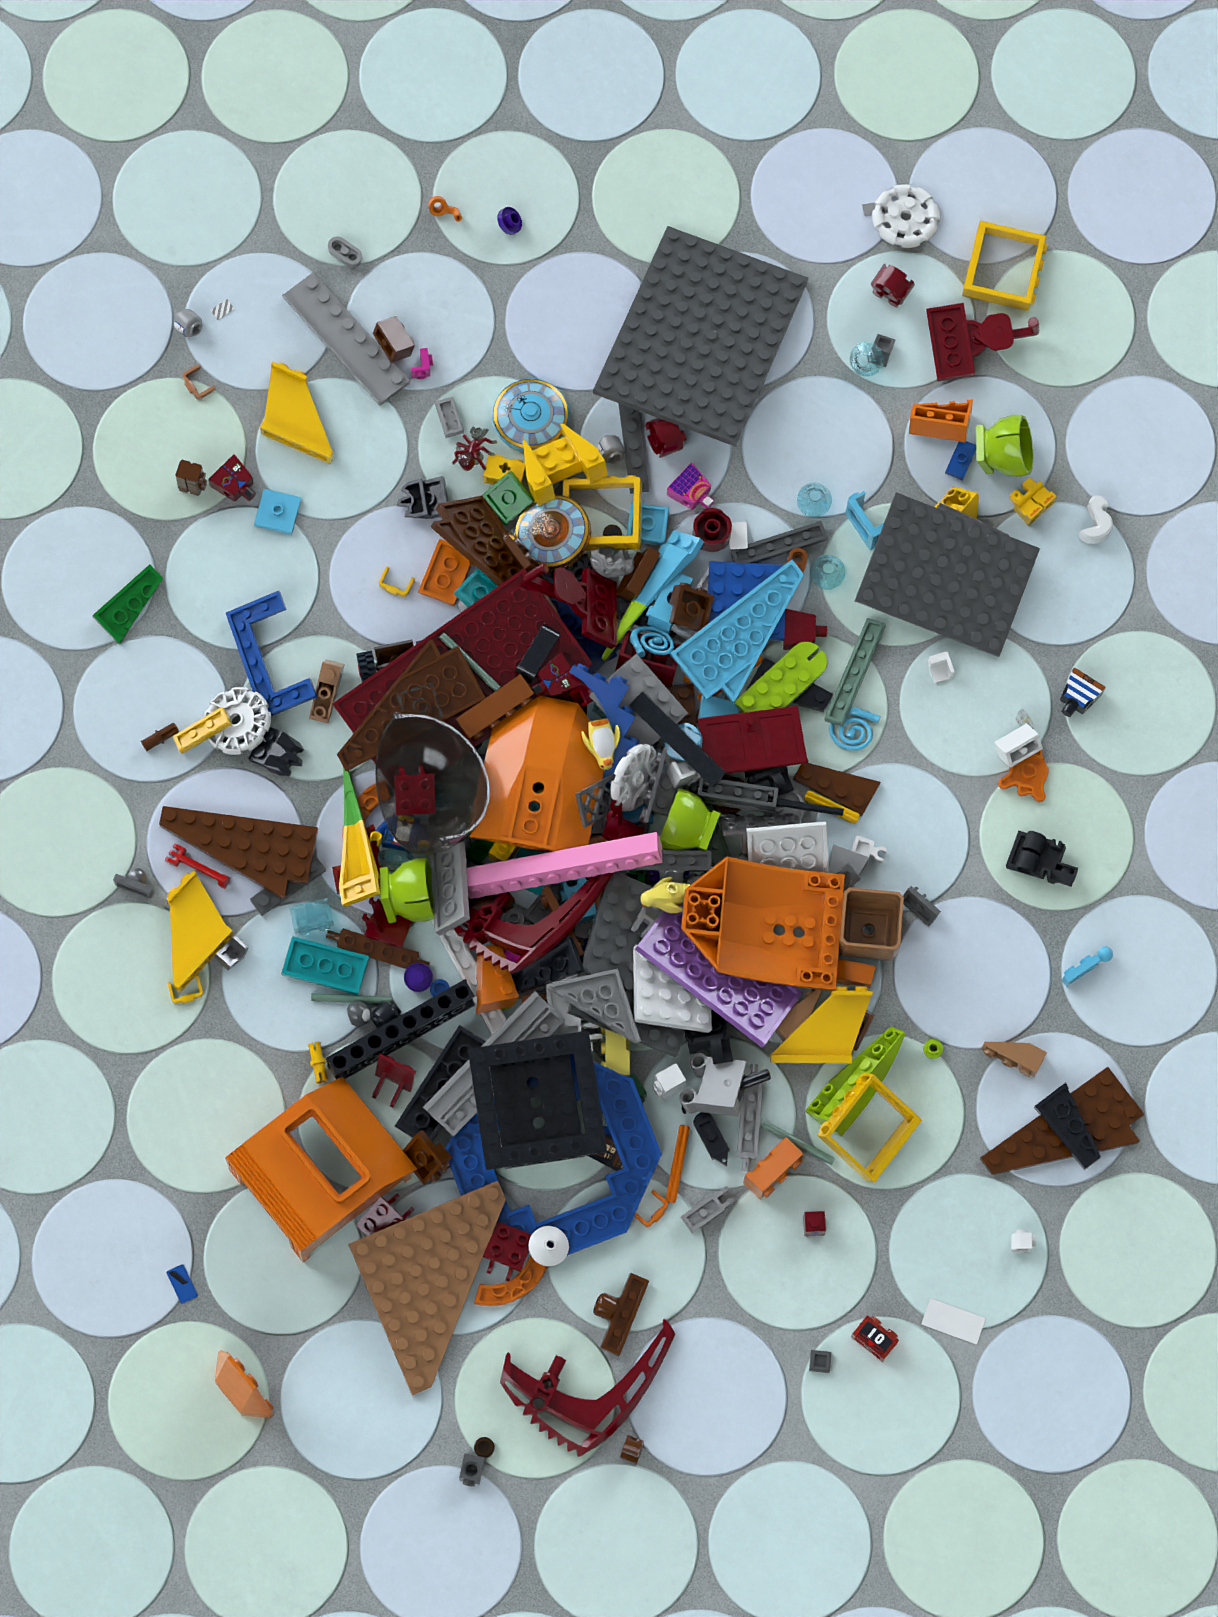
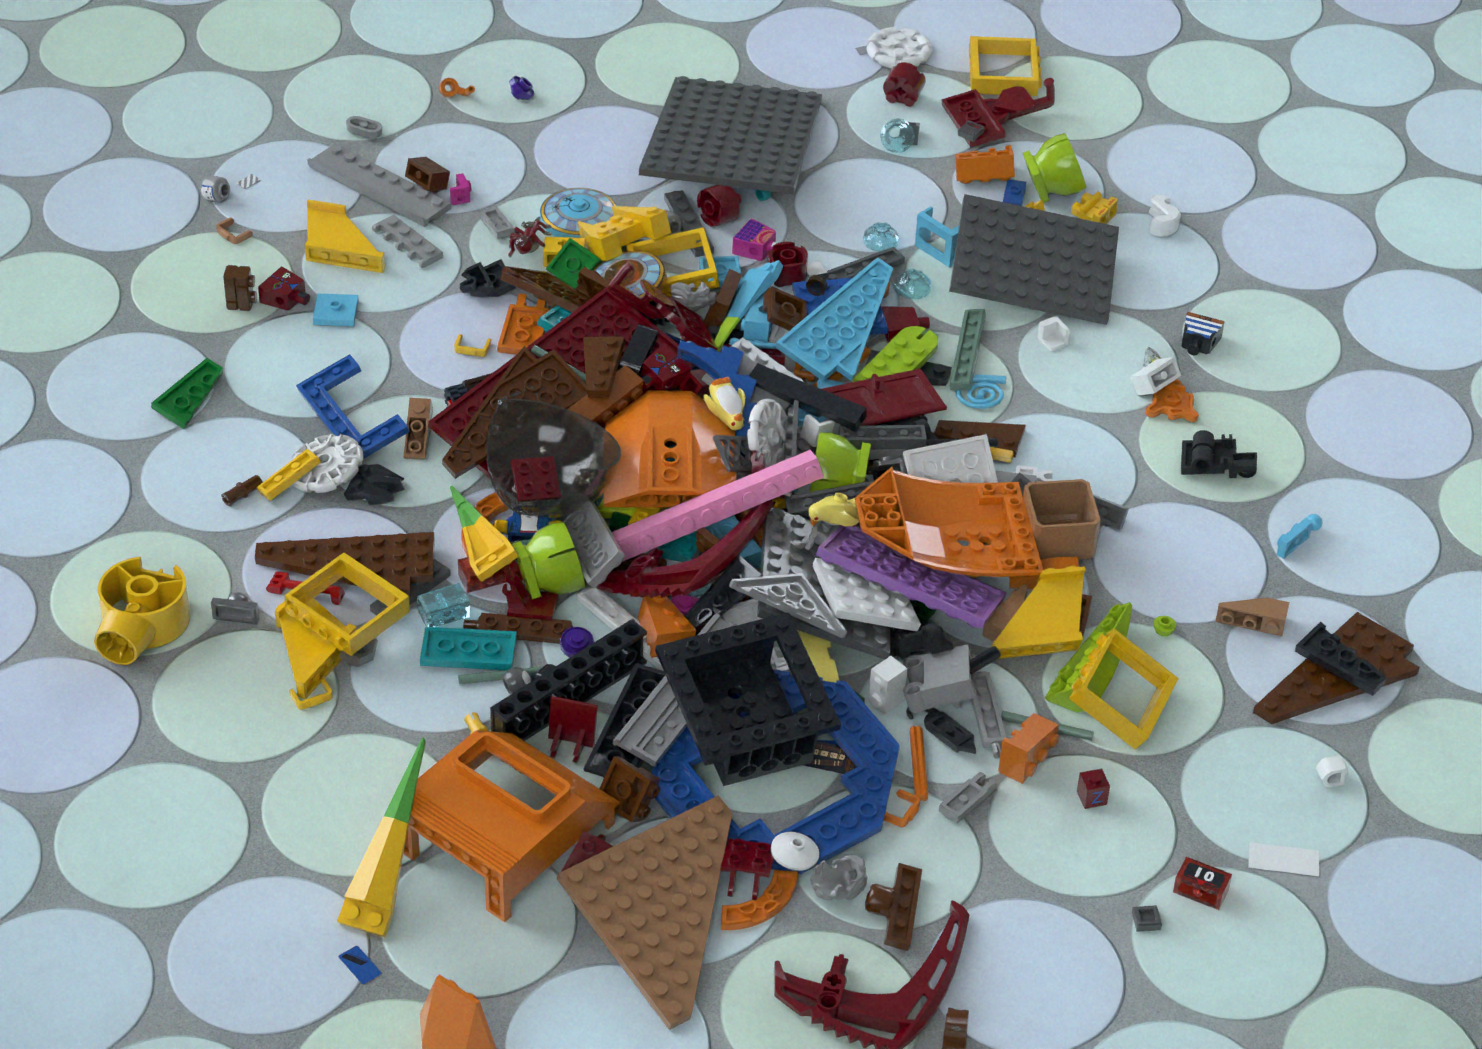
camera: 10 degrees left, 30 degrees down
(37, 905) = (154, 612): none -> yellow animal
(202, 1221) = (373, 891): none -> yellow plate
(229, 864) = (362, 577): none -> yellow window
(362, 425) = (408, 239): none -> light grey hinge
(500, 663) = (601, 363): none -> reddish brown wing
(578, 1280) = (840, 881): none -> light grey hair
(727, 579) = (816, 285): none -> dark brown tile
(940, 367) = (971, 131): none -> dark grey tile

